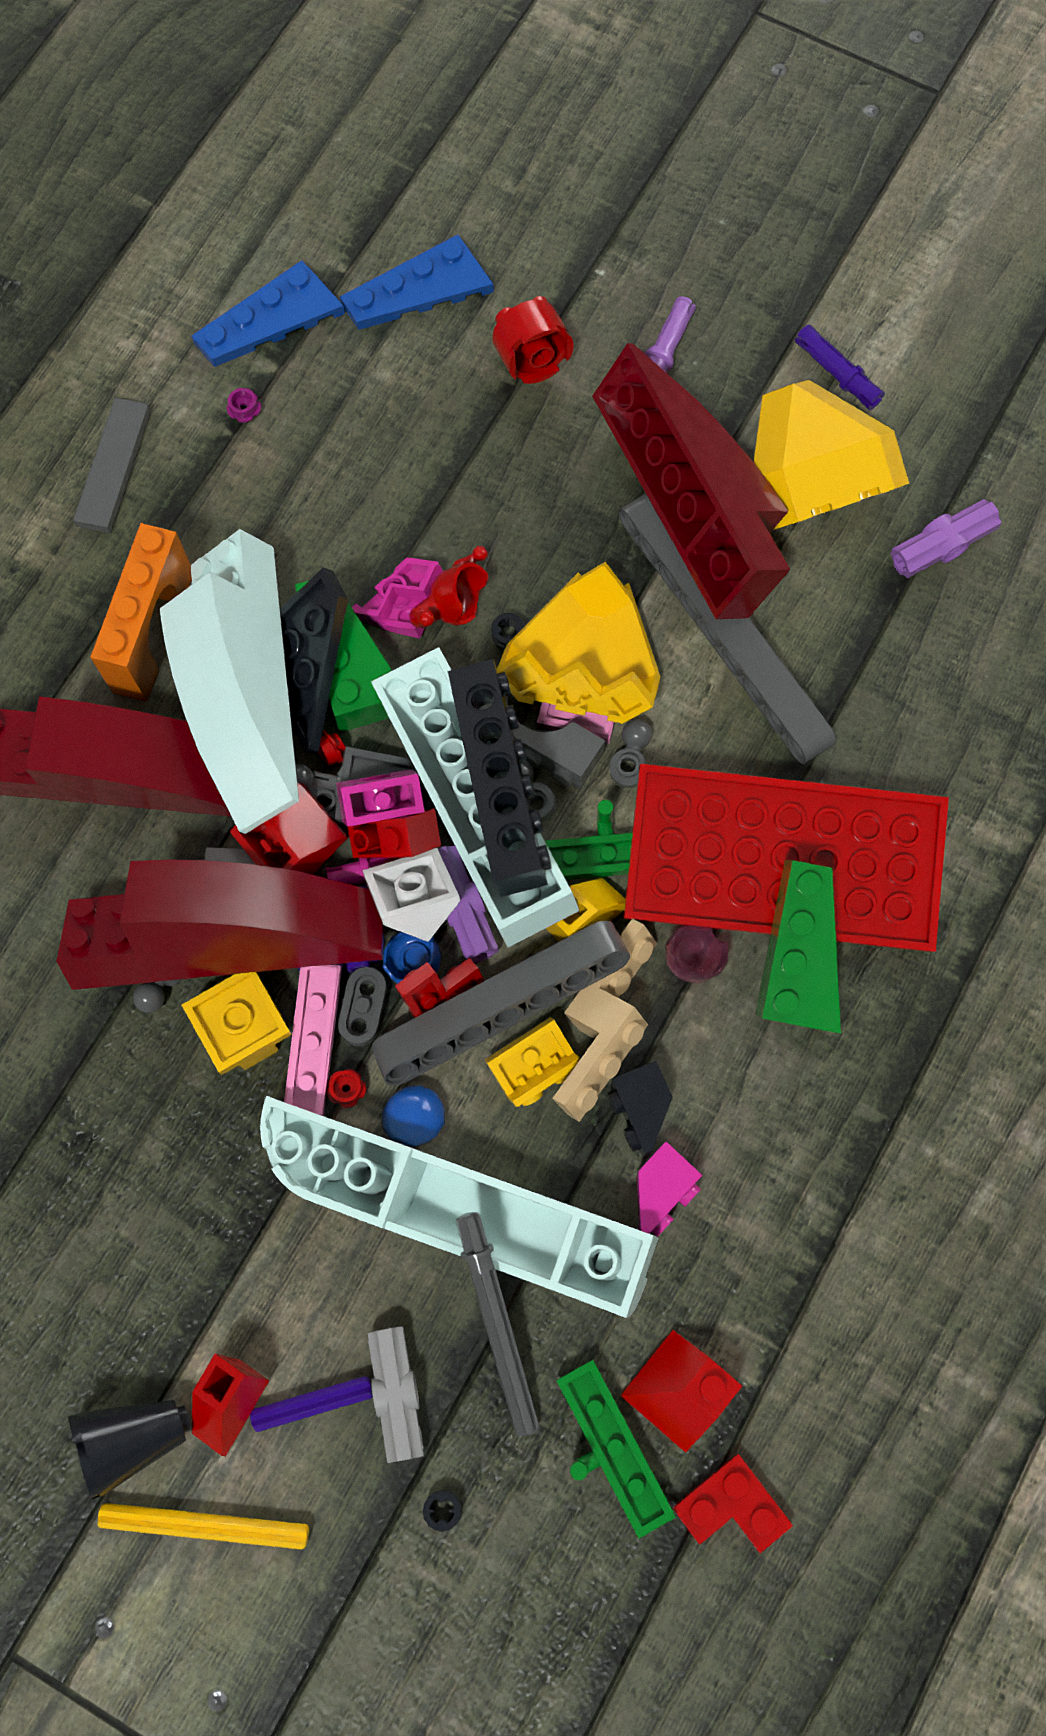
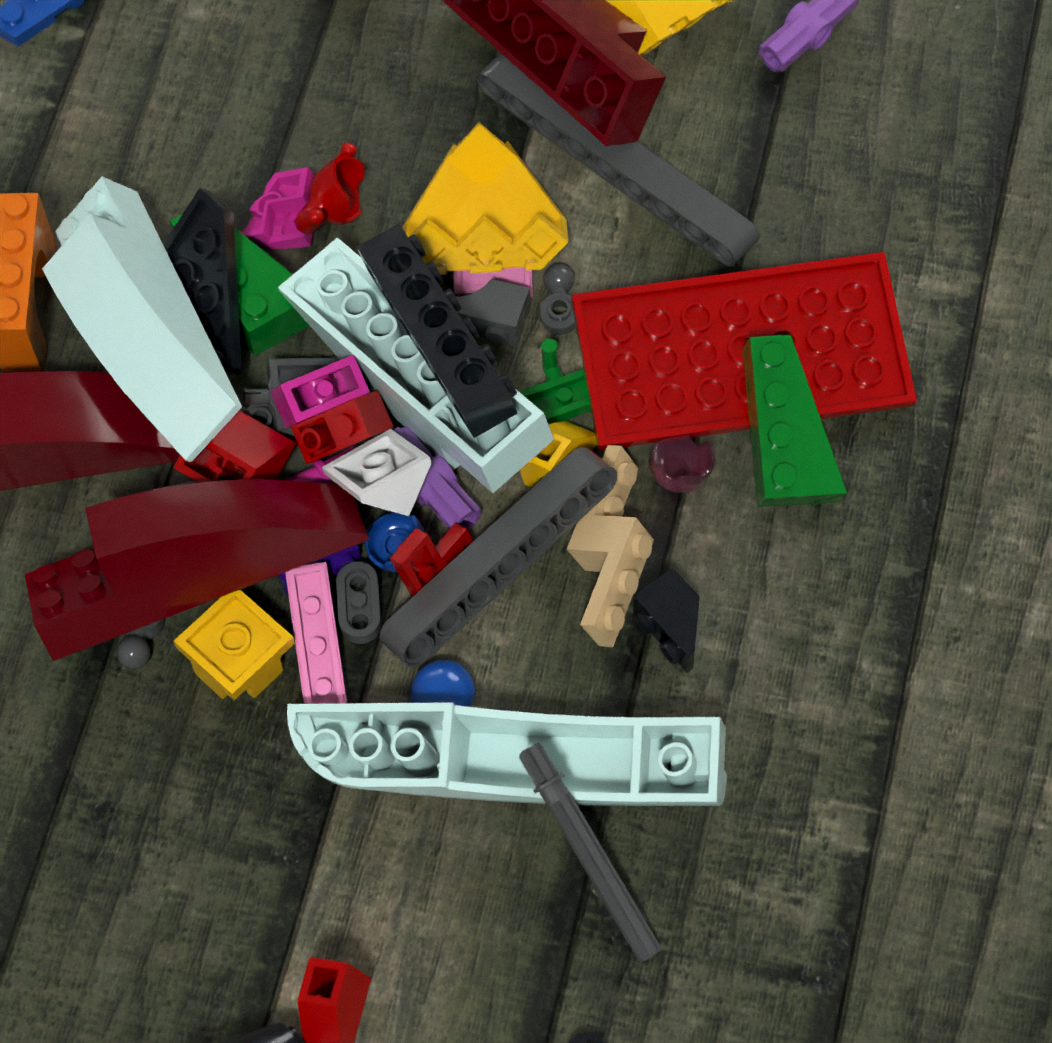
camera: 15 degrees left, 10 degrees down
(239, 398) = (59, 66): magenta plate -> none
(311, 1404) = (421, 991): dark purple axle -> none
(331, 748) = (252, 371): red plate -> none
(338, 1081) = (359, 675): red plate -> none
(395, 1394) = (505, 956): light grey piece -> none
(505, 620) = (392, 208): black bush -> none
(533, 1063) = (548, 608): yellow bracket -> none
(614, 1450) = (742, 946): green plate -> none
(661, 1185) = (717, 682): dark pink slope -> none
(681, 1391) = (793, 872): red slope -> none
(734, 1494) = (878, 955): red plate -> none

